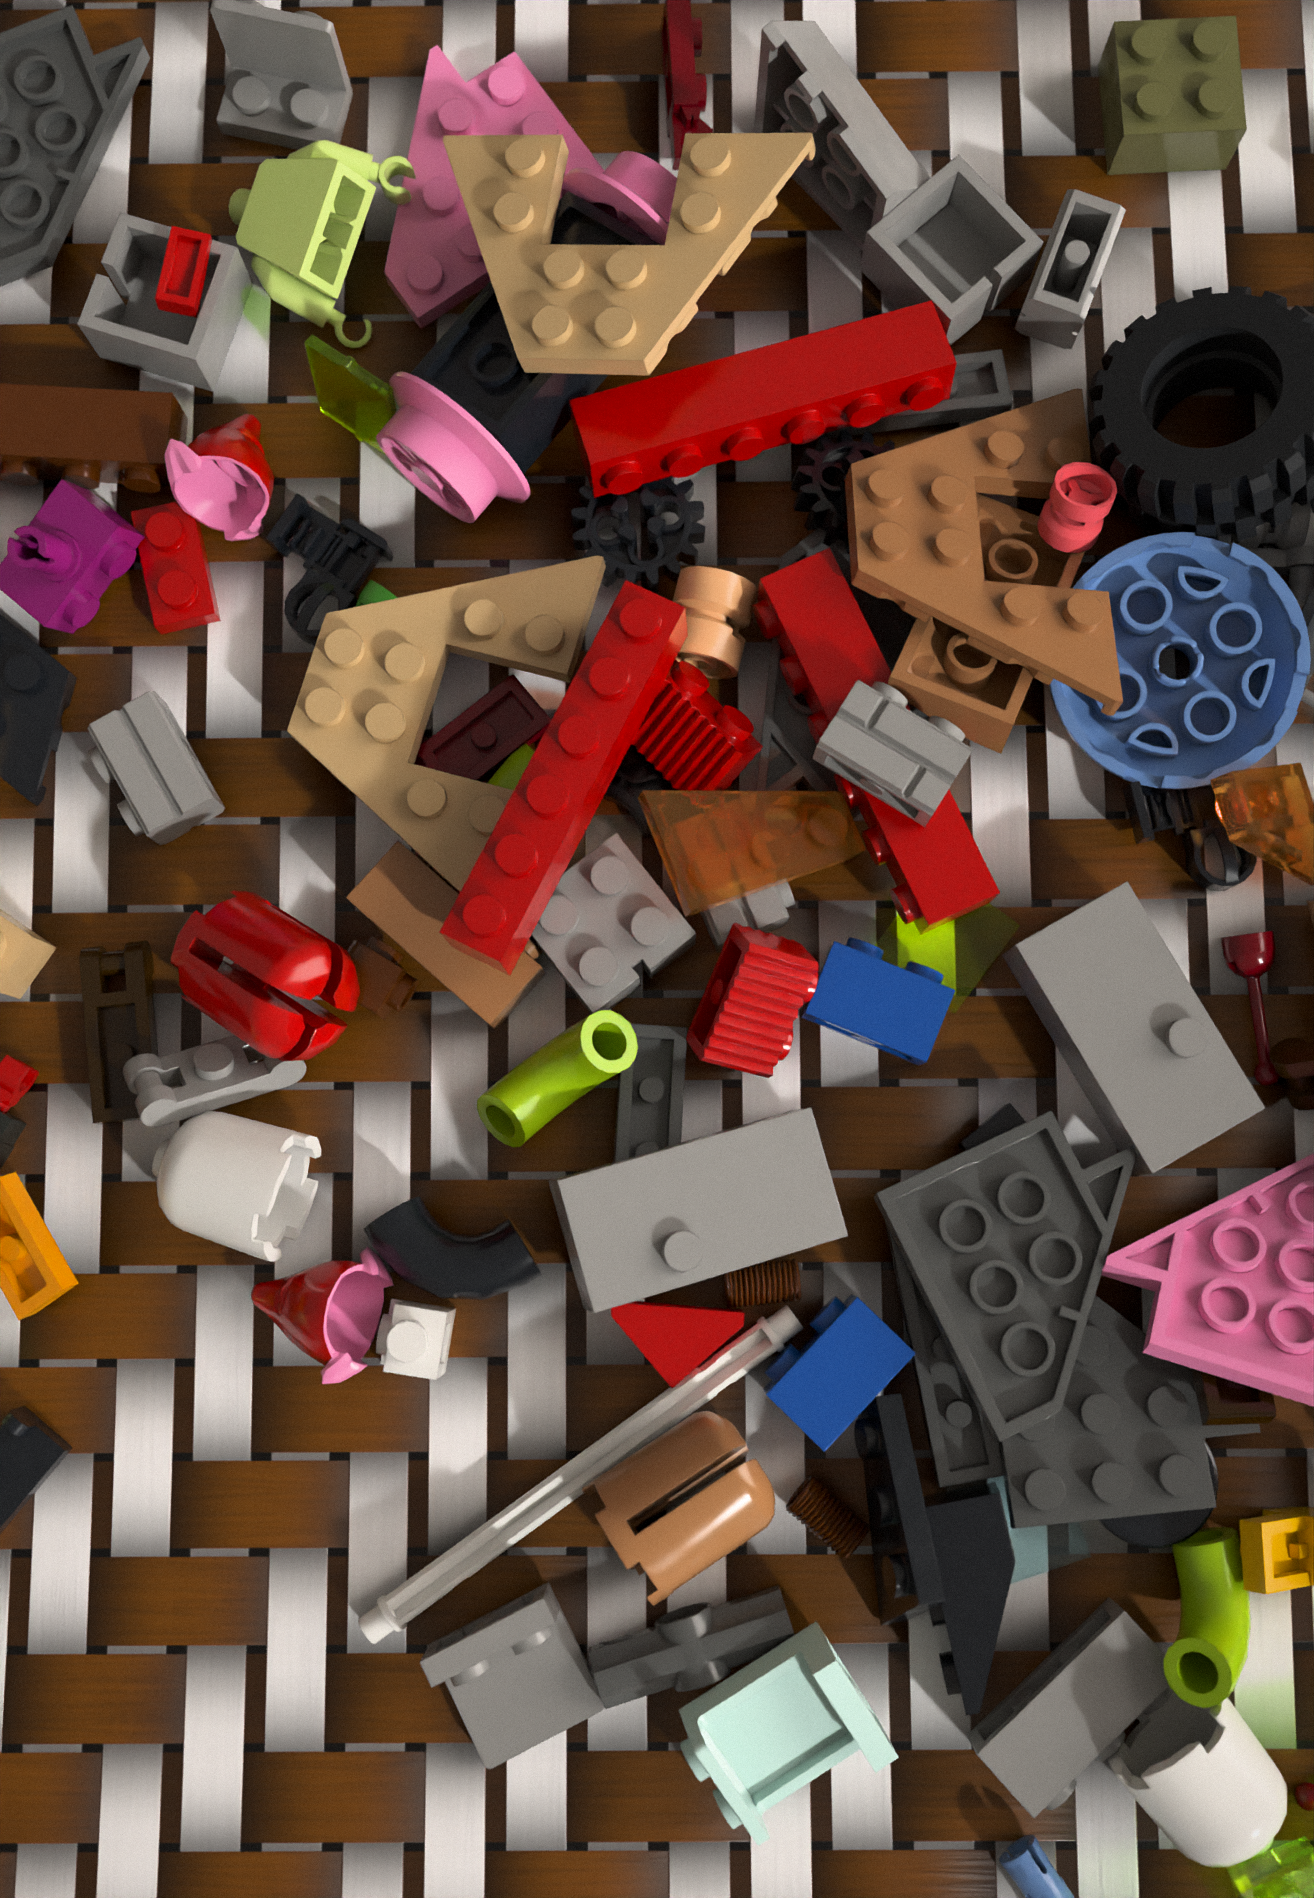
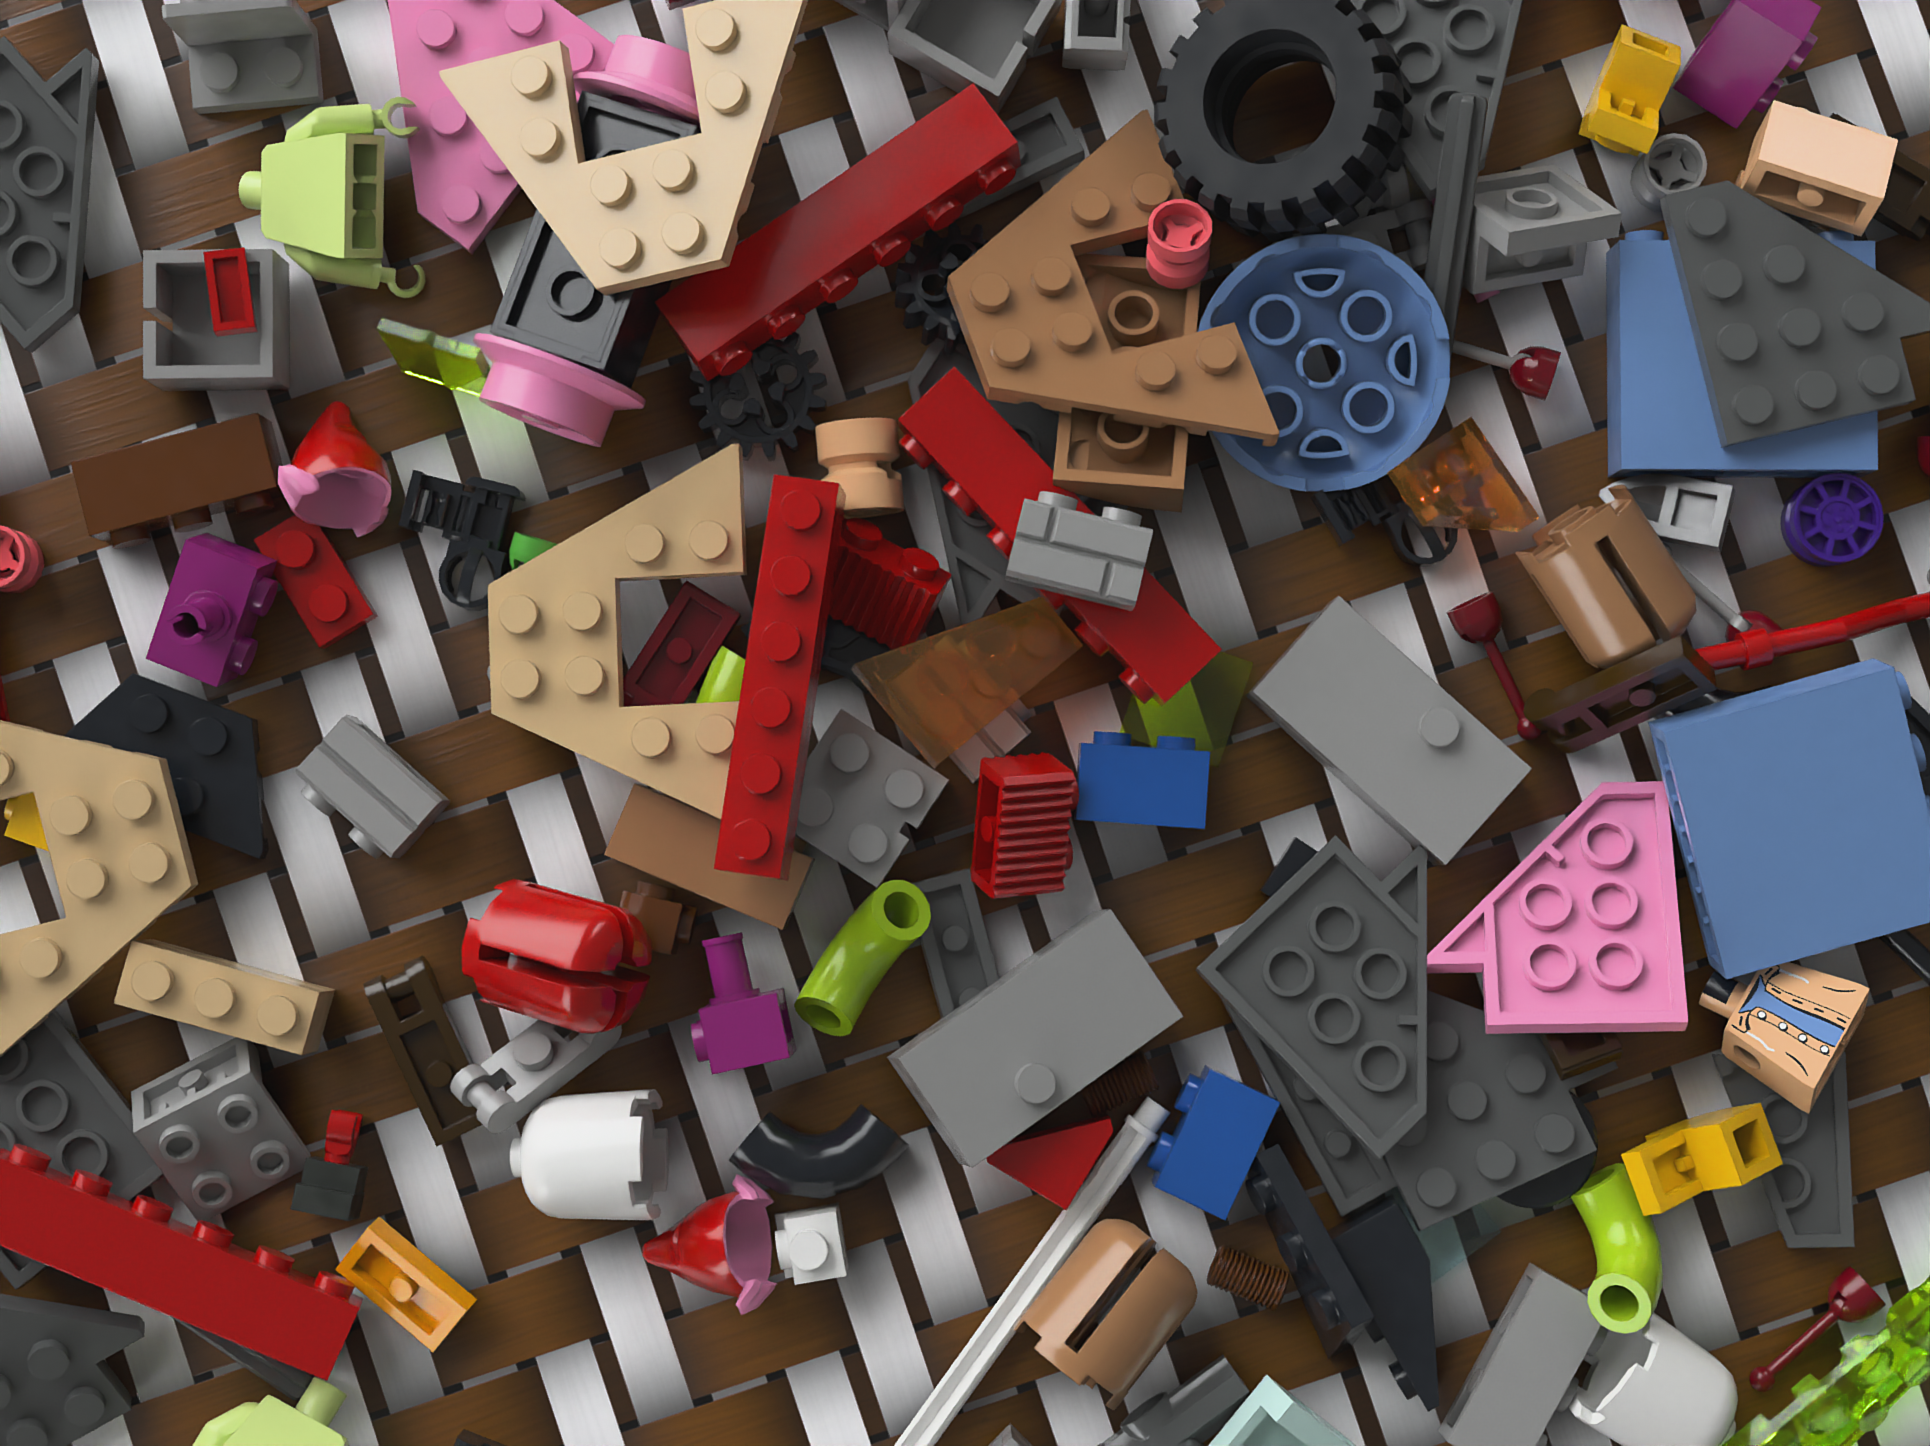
camera: 25 degrees left, 5 degrees up
(420, 1099) = (740, 1022): none -> magenta brick

